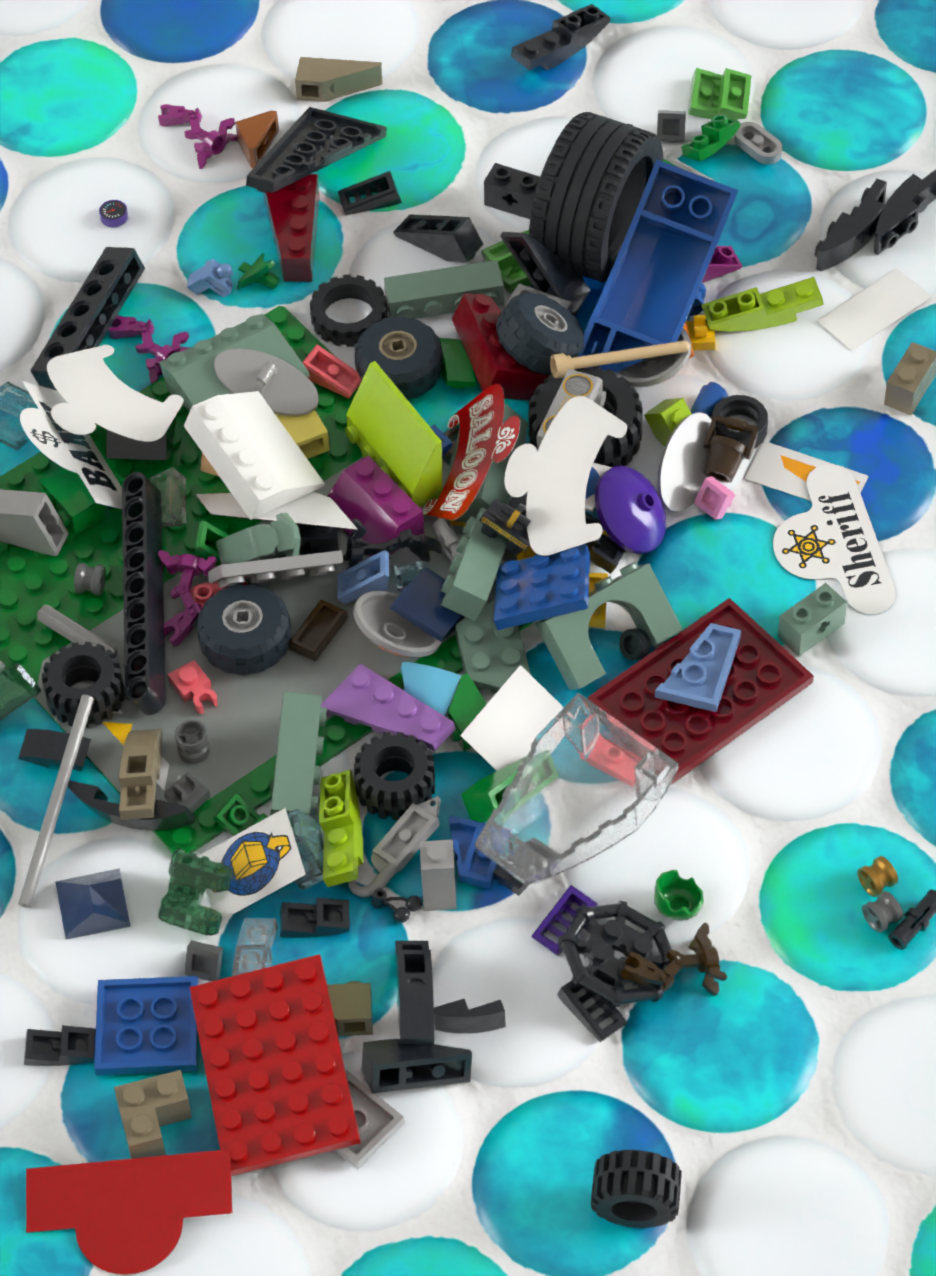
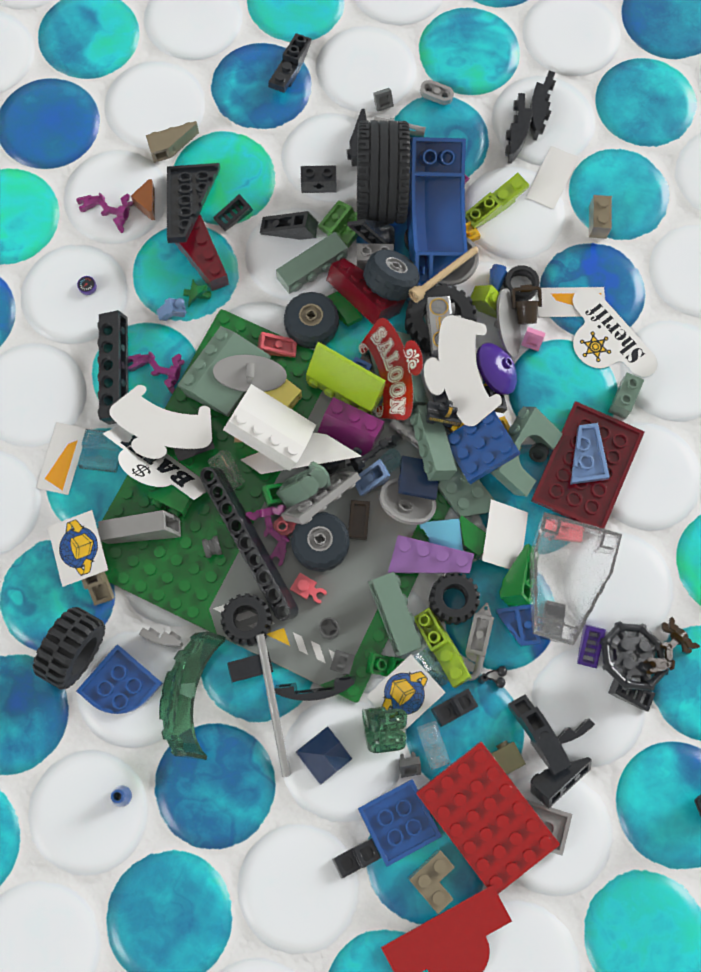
camera: 30 degrees left, 20 degrees up
(70, 629) = (222, 585): light grey axle -> none
(139, 773) = (313, 666): dark tan slope -> none
(346, 288) = (257, 281): black tyre -> none
(438, 875) = (511, 649): light grey slope -> none
(677, 897) = (645, 605): green hair -> none
(714, 137) = (410, 99): green slope -> none
(719, 94) = (397, 67): bright green slope -> none

